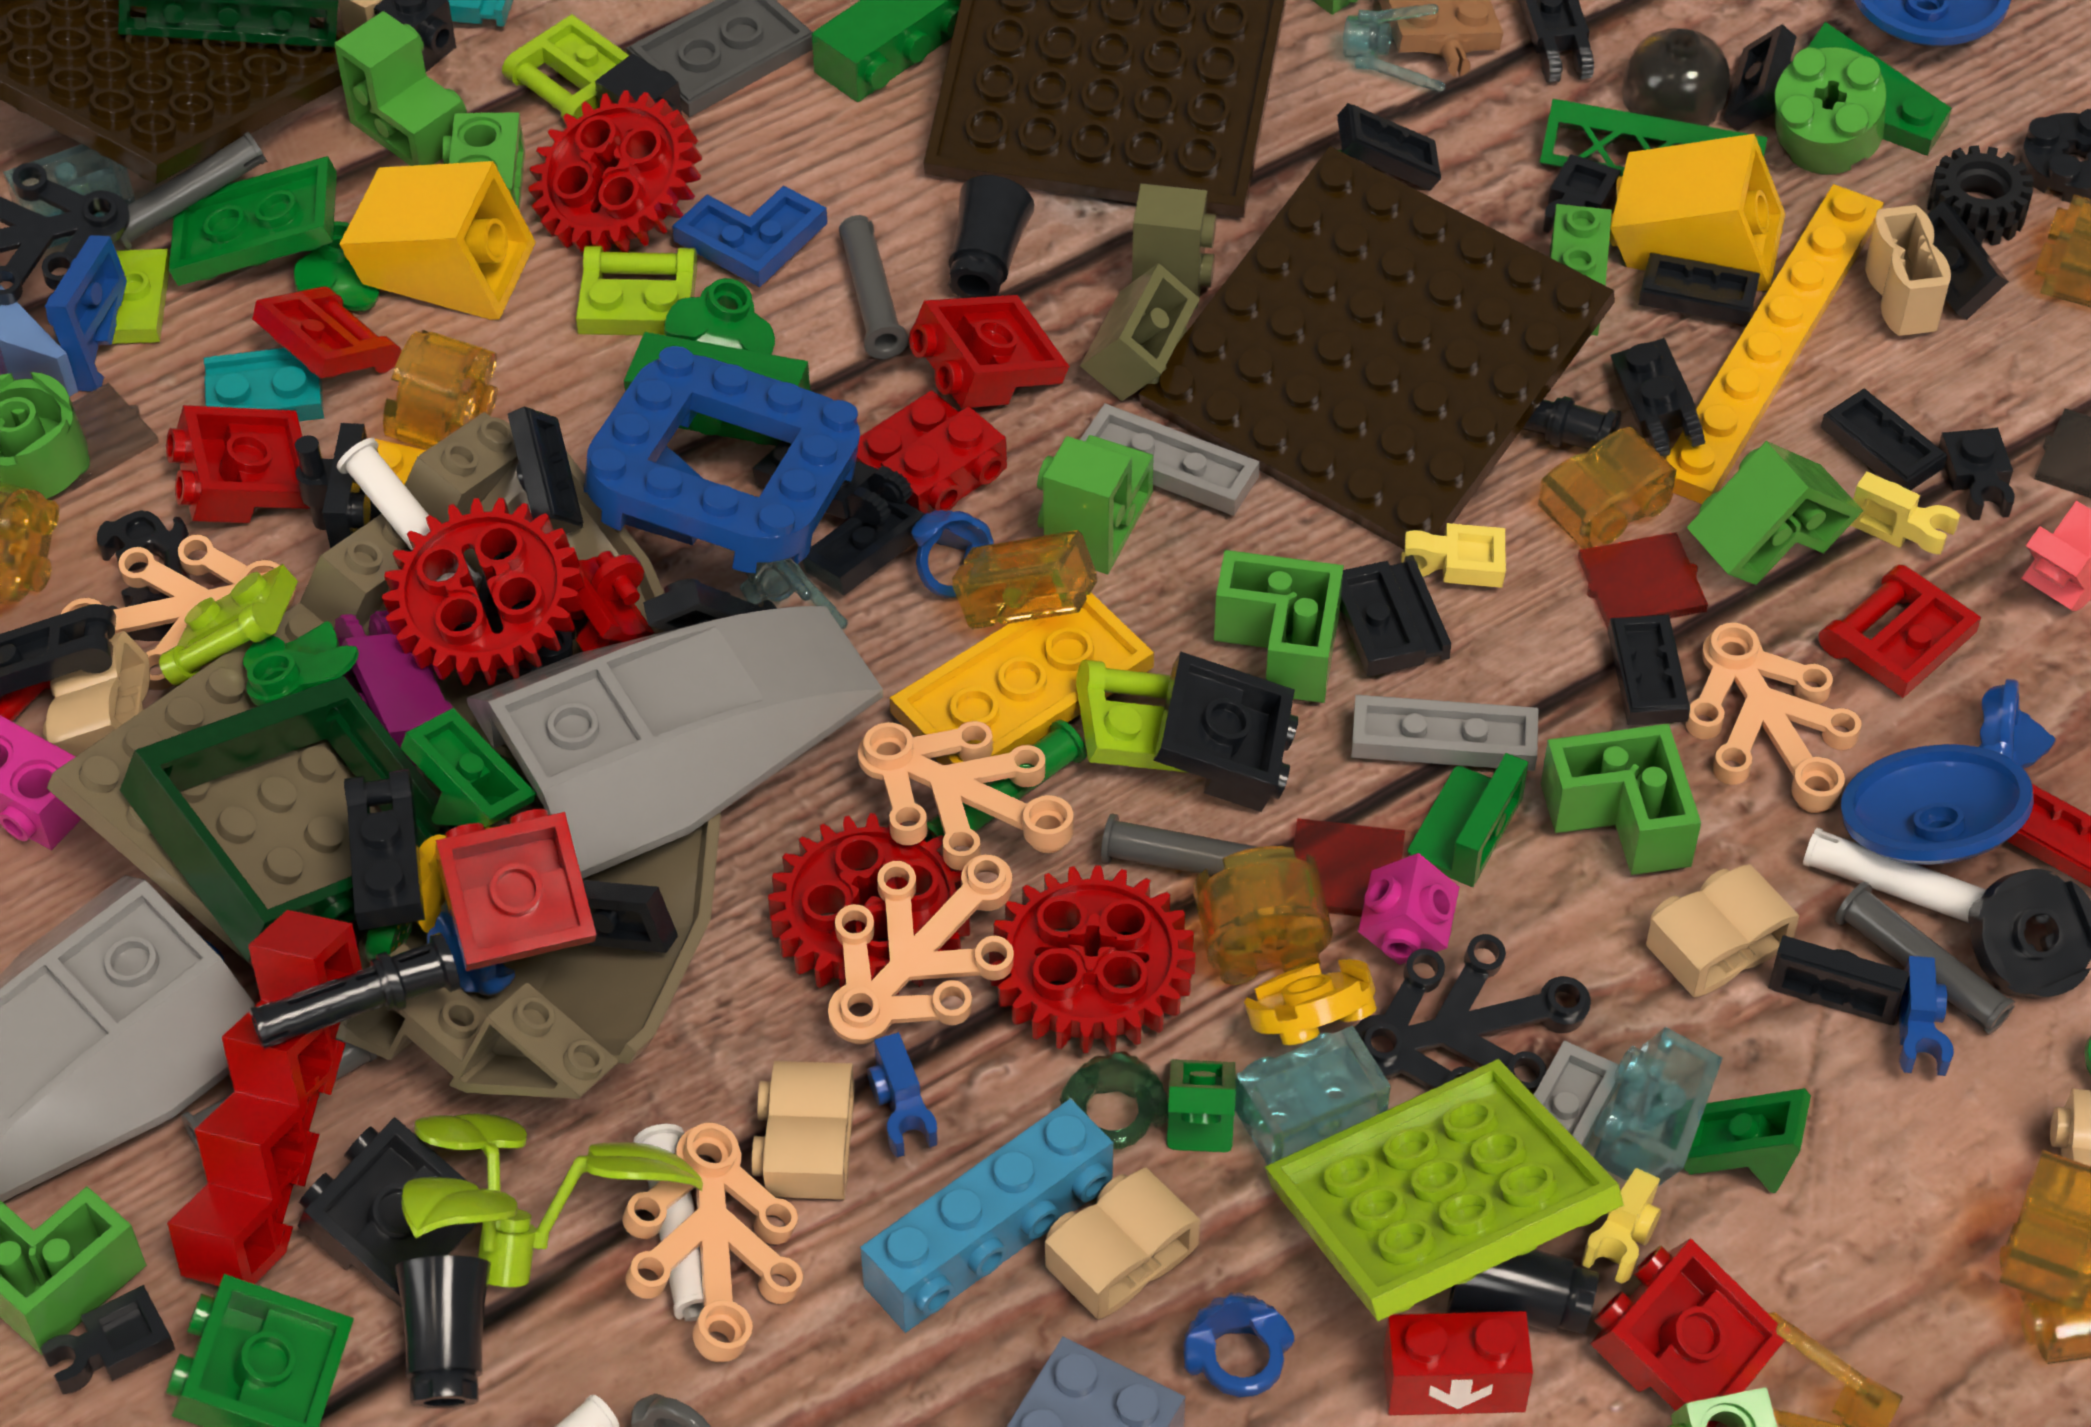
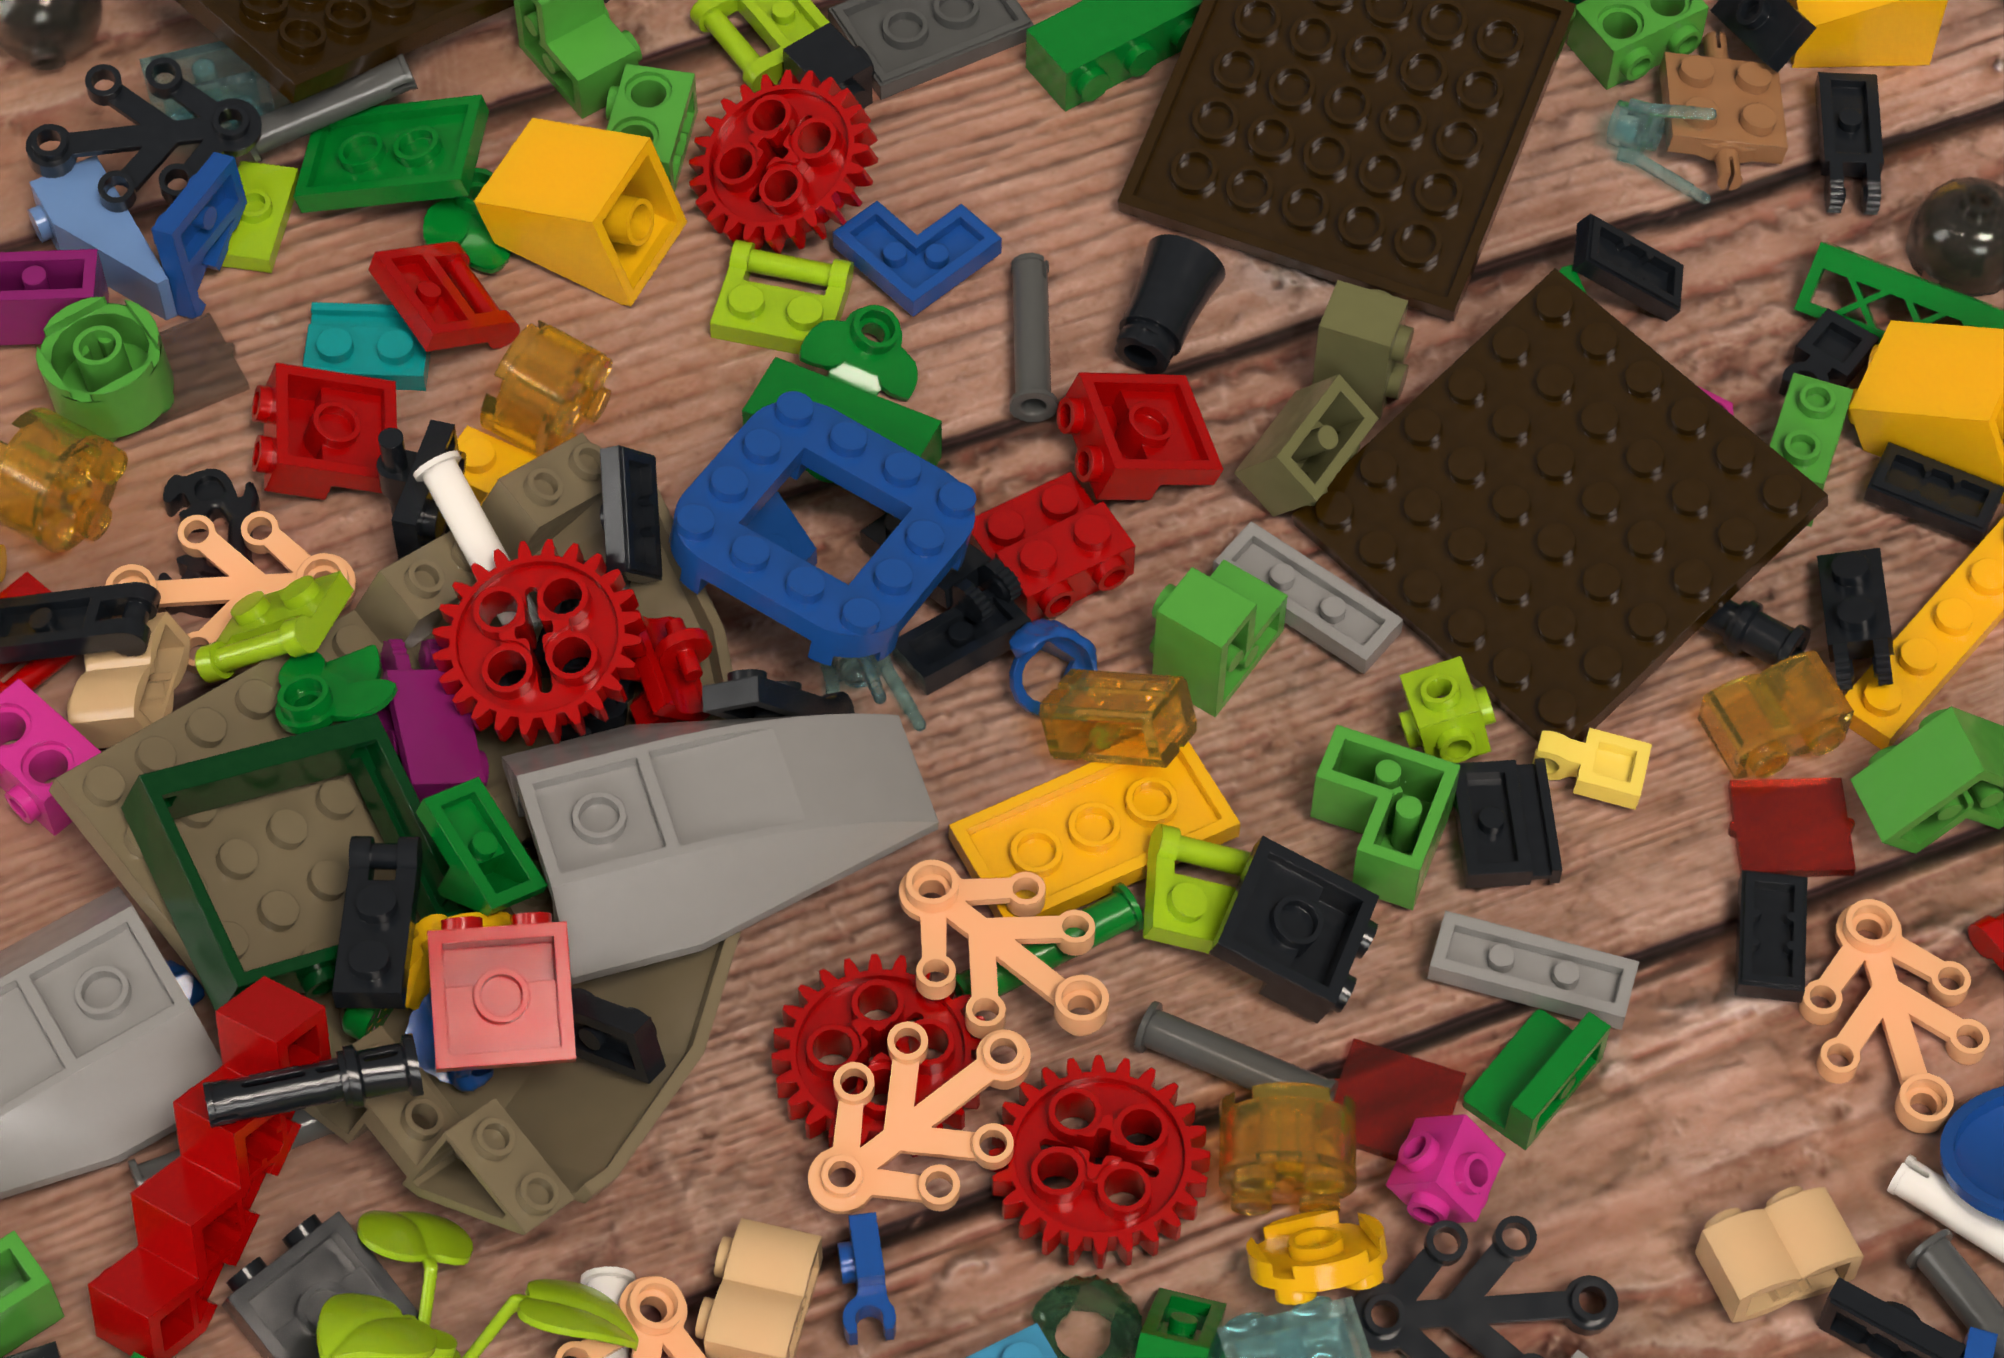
camera: 10 degrees right, 5 degrees up
(1317, 526) = (1446, 725): none -> lime brick
(1628, 782) = (1710, 1065): bright green brick -> none

